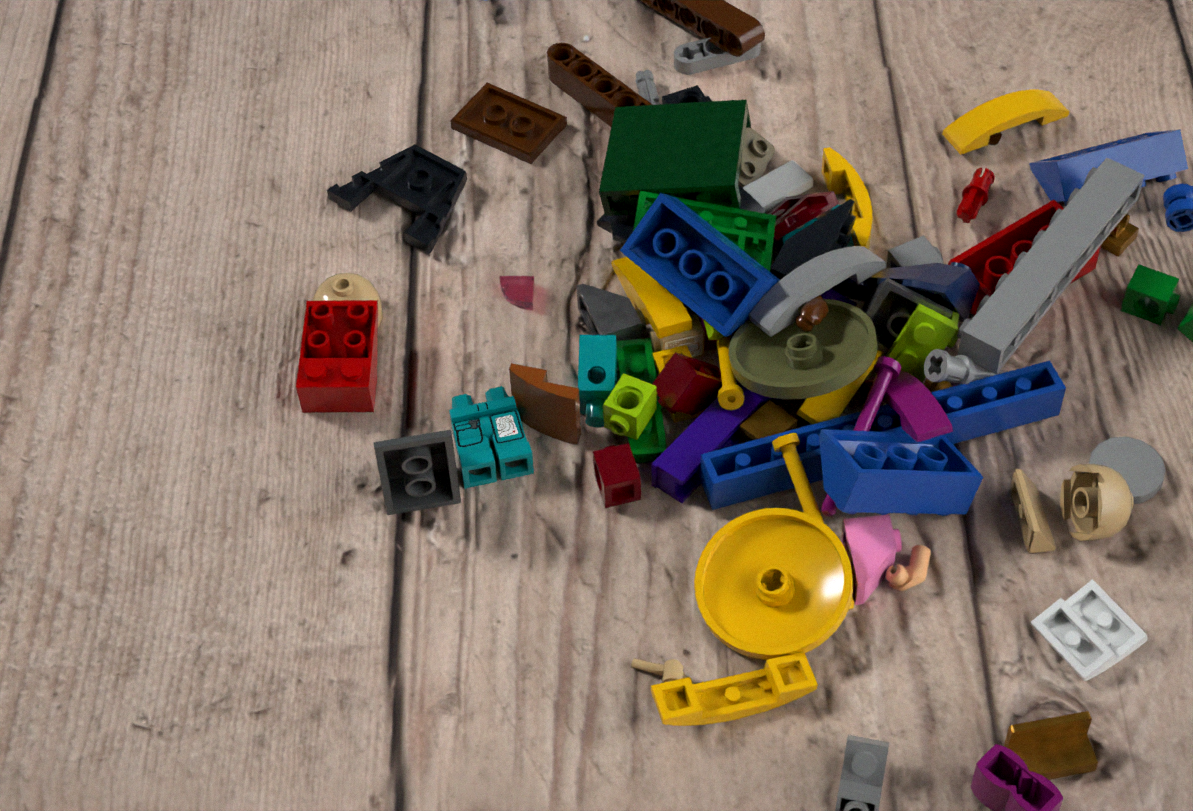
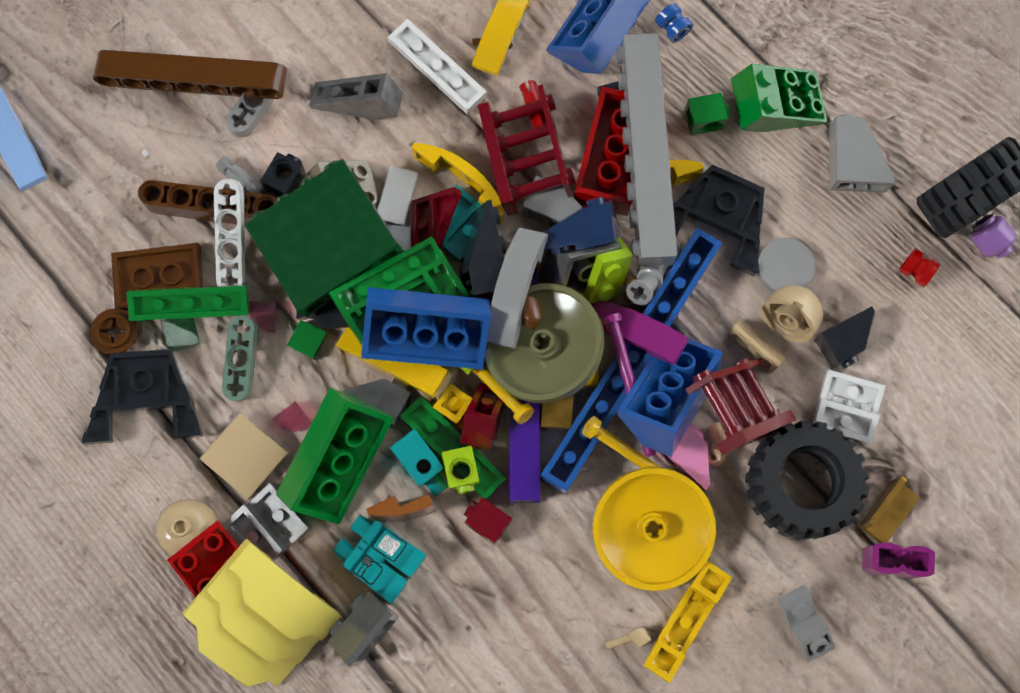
camera: 45 degrees left, 25 degrees up
(334, 395) = (258, 618): none -> light yellow slope
(416, 352) = (267, 523): none -> flat silver slope
(434, 127) = (105, 322): none -> reddish brown gear
(449, 287) = (243, 455): none -> tan slope
(485, 169) = (180, 333): none -> clear green slope
(497, 237) = (248, 337): none -> sand green beam
(515, 146) = (188, 302): none -> green plate
(525, 326) = (334, 457): none -> green slope
(571, 200) = (264, 314): none -> clear pink tile
(590, 241) = (307, 339): none -> green tile
(592, 117) = (225, 236): none -> white beam
(814, 95) = (360, 96): none -> flat silver slope
(908, 115) = (437, 66): none -> white plate
(911, 192) = (498, 144): none -> dark red fence
(936, 529) = (747, 430): none -> dark red fence
(969, 694) = (840, 461): none -> black tyre
(1079, 321) = (684, 171): none -> yellow slope
(1104, 378) = (728, 205): none -> black wing
(1139, 565) = (846, 340): none -> black slope

